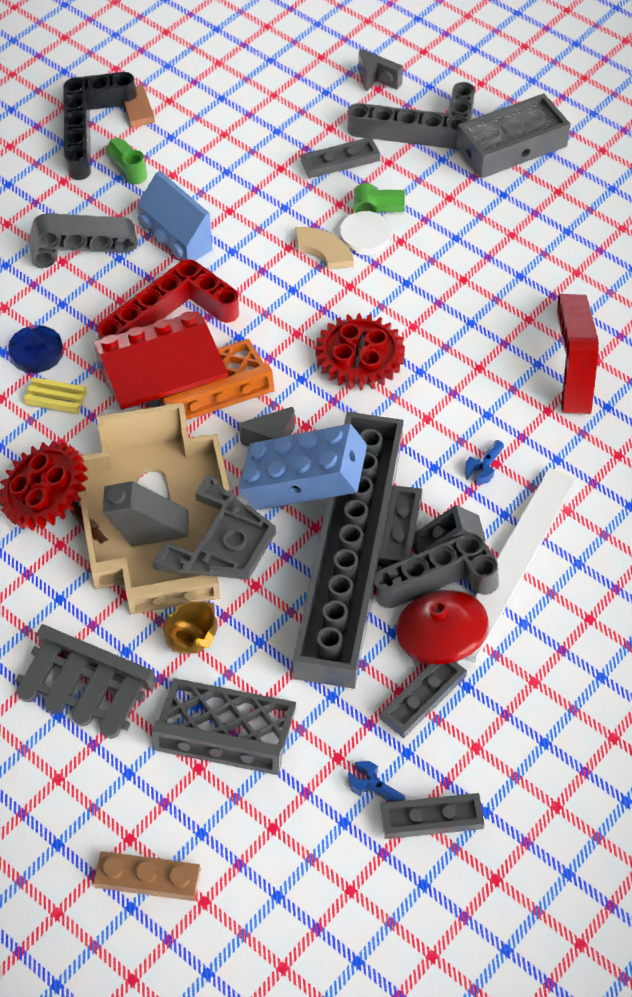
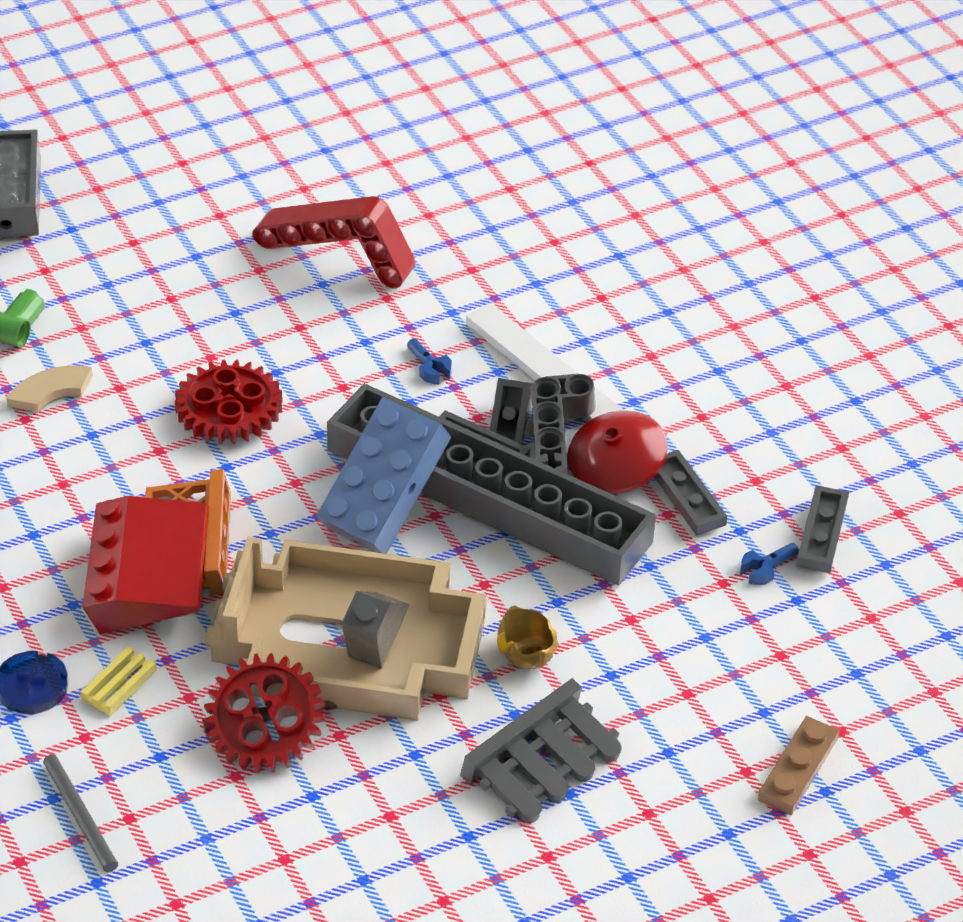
camera: 70 degrees left, 10 degrees down
(170, 291) = (31, 511): red beam -> none
(218, 744) = (674, 662): dark grey fence -> none
(231, 543) = (443, 557): dark grey wing -> none
(267, 426) = (298, 505): dark grey slope -> none
(366, 232) = (53, 346): white tile -> none

